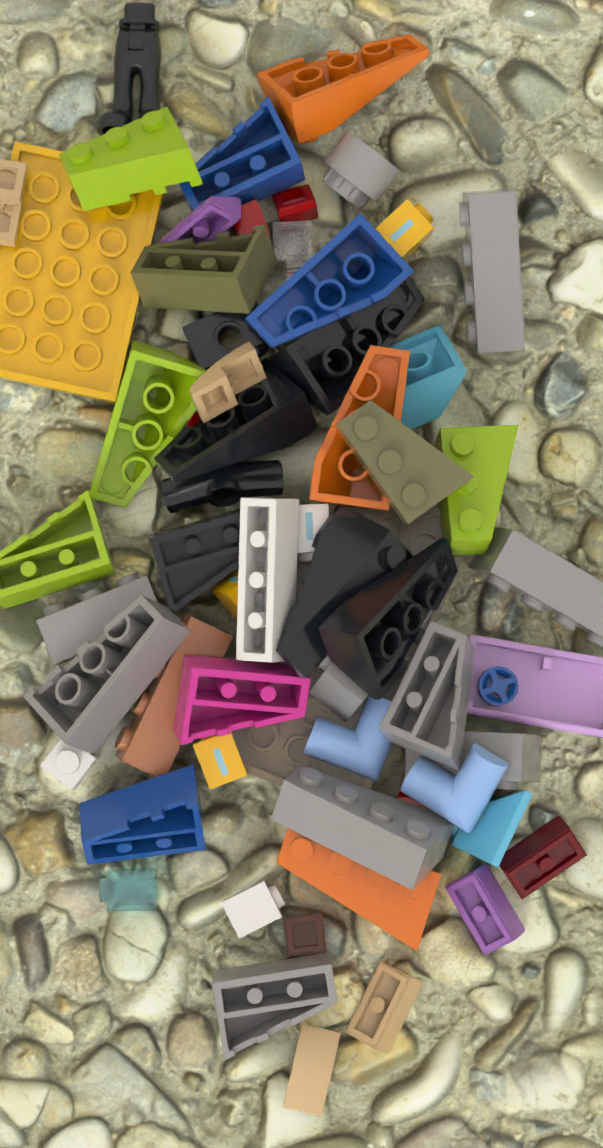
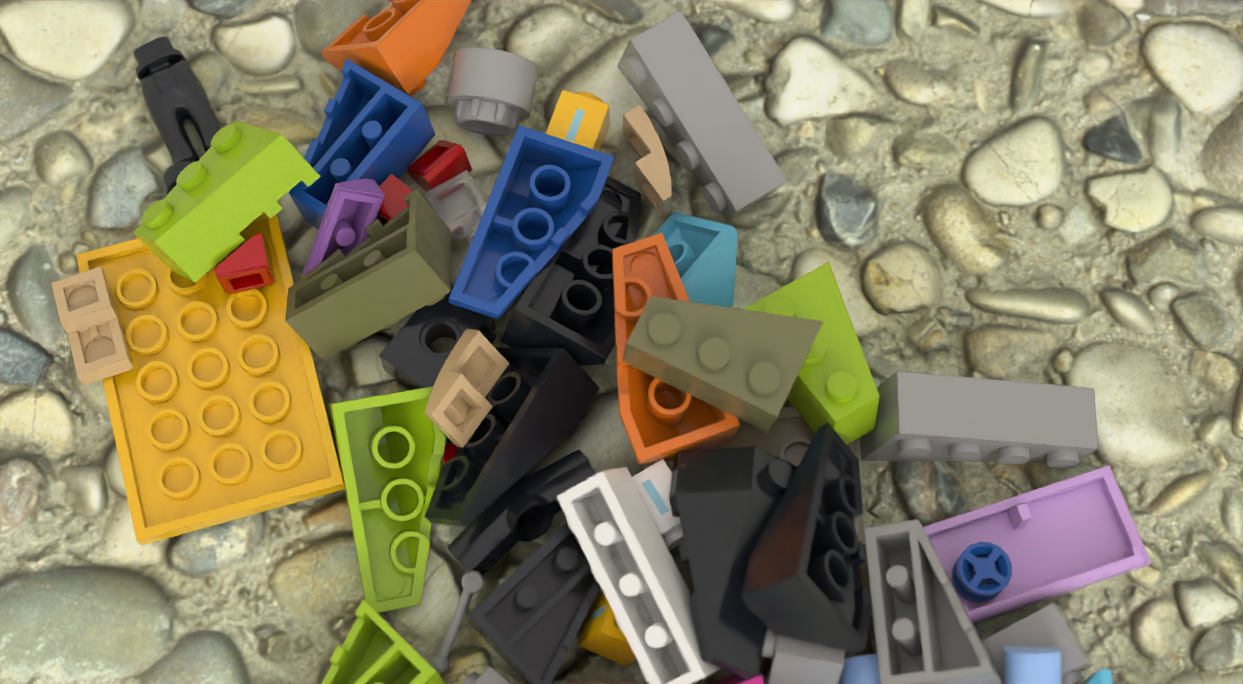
camera: 30 degrees left, 15 degrees down
(124, 216) = (247, 267): none -> red slope
(163, 515) = (471, 583): none -> light grey hinge
(439, 290) = (652, 169): none -> tan slope

